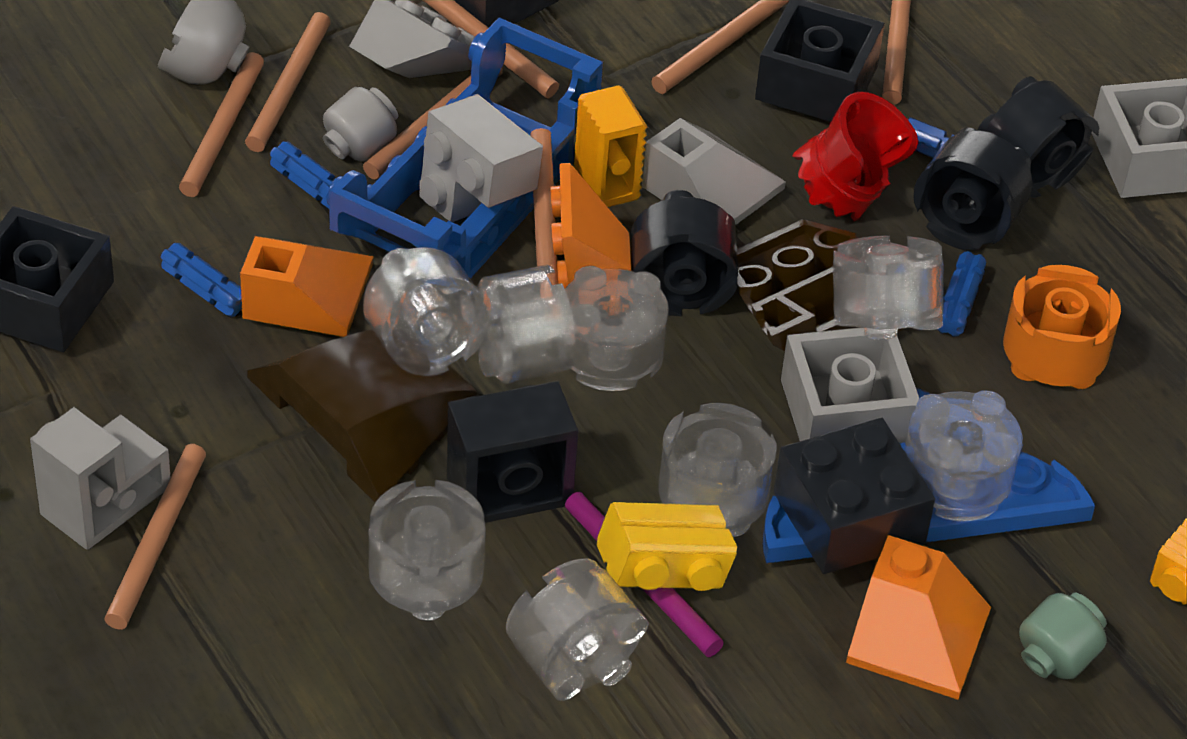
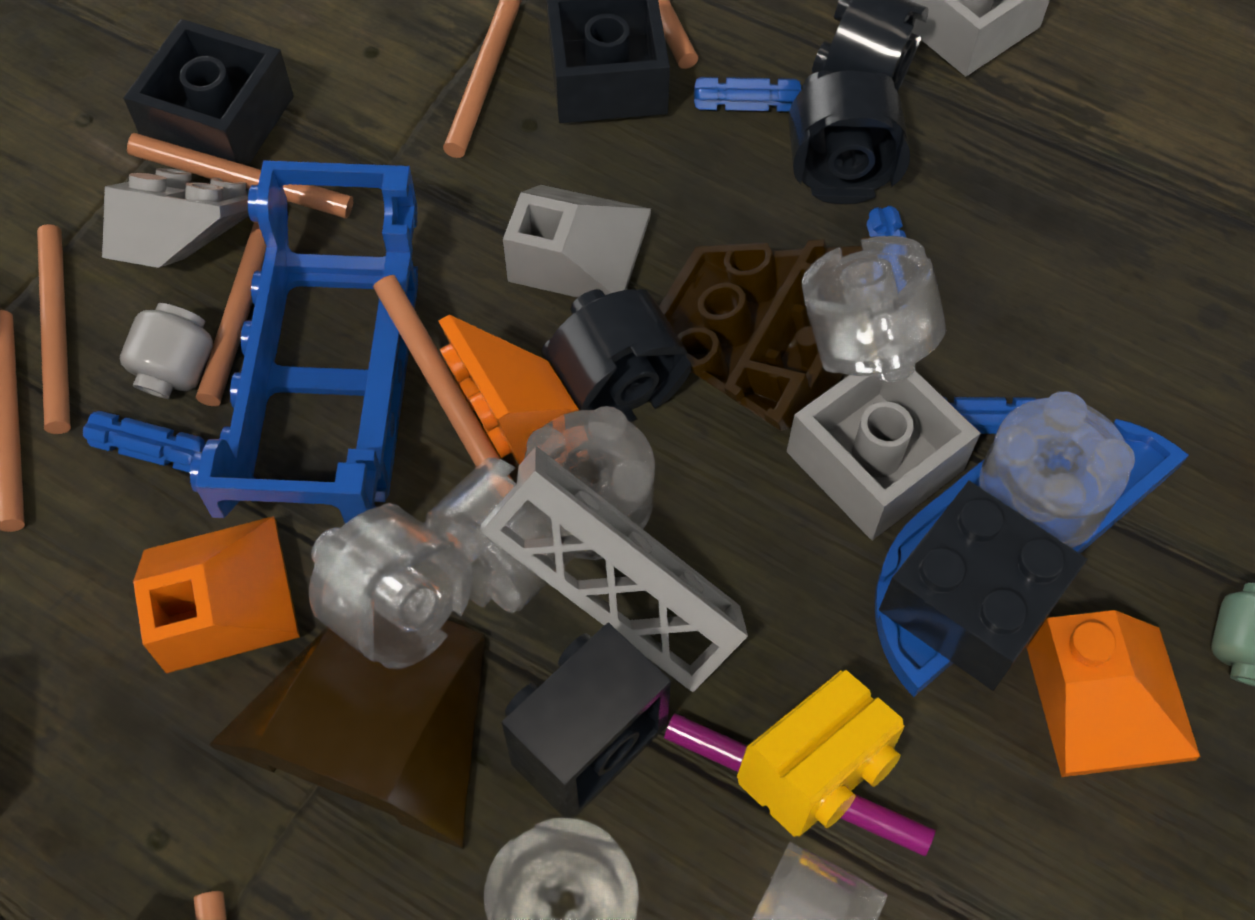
camera: 25 degrees left, 15 degrees up
(202, 279) = (89, 643): blue axle -> none
(475, 158) = (334, 349): light grey brick -> none
(607, 361) = (630, 550): none -> light grey fence
(610, 145) = (460, 256): light orange brick -> none
(719, 460) = (841, 607): clear brick -> none
(851, 158) = (708, 159): red hat -> none
(1061, 327) = (1026, 256): orange brick -> none

